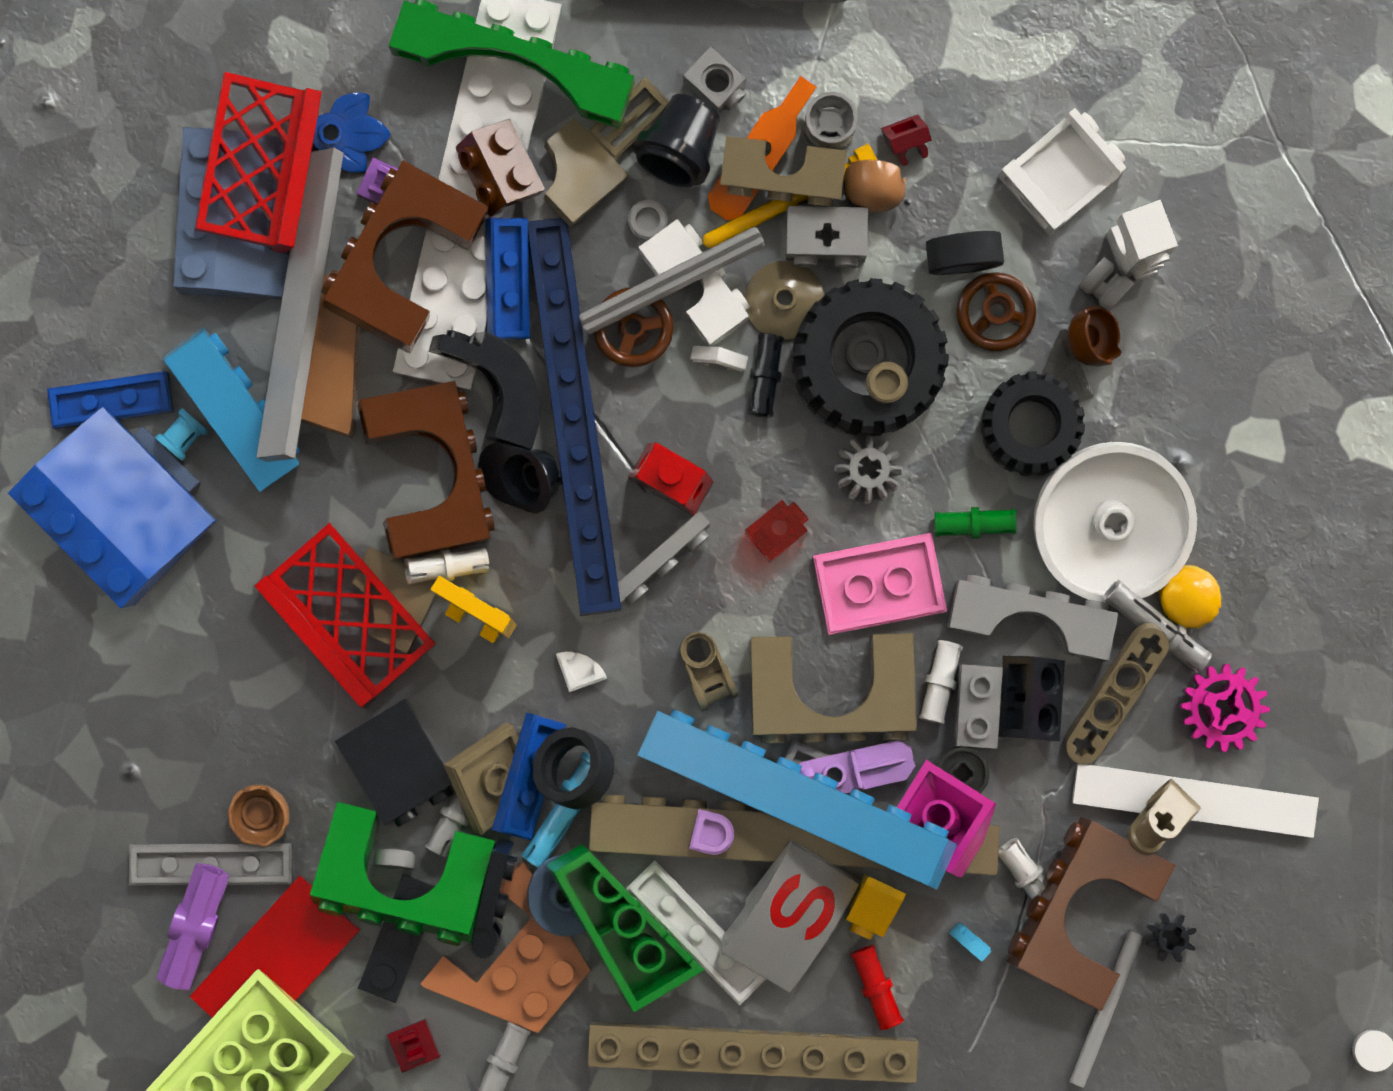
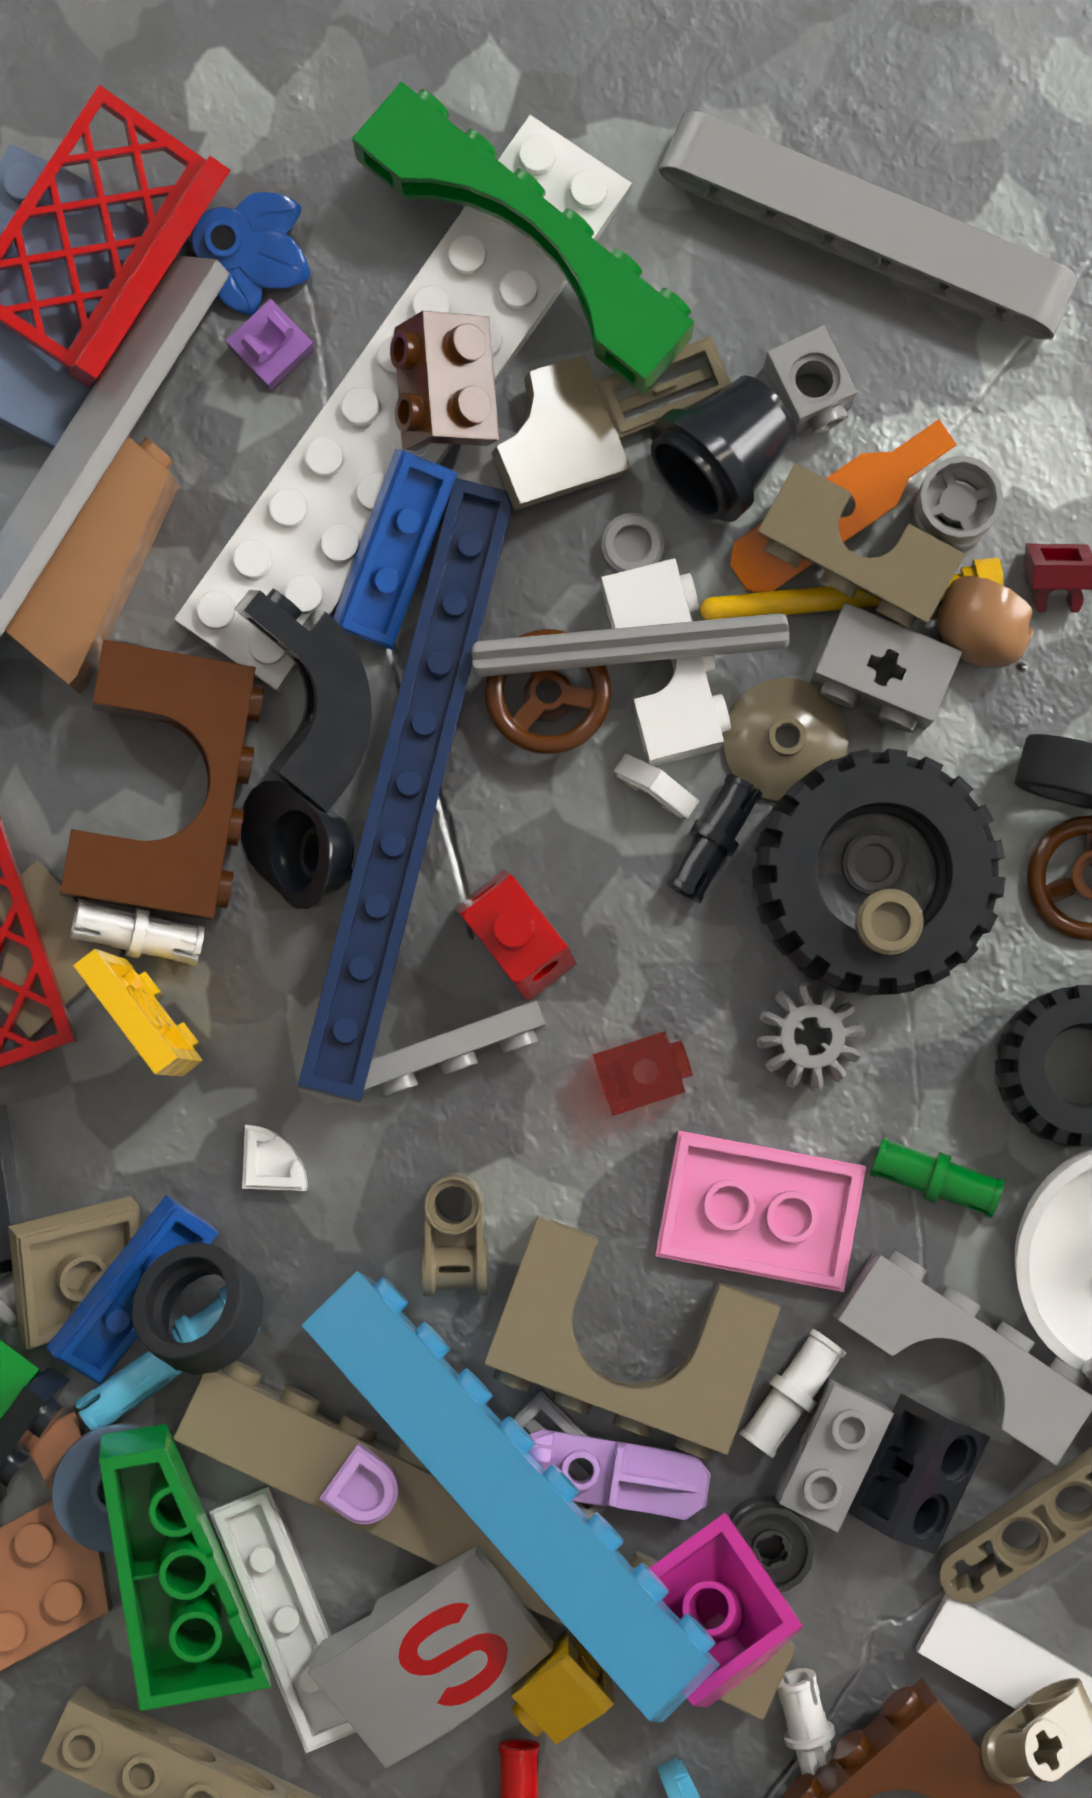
camera: 30 degrees right, 0 degrees up
(408, 200) = (289, 377): reddish brown arch -> none

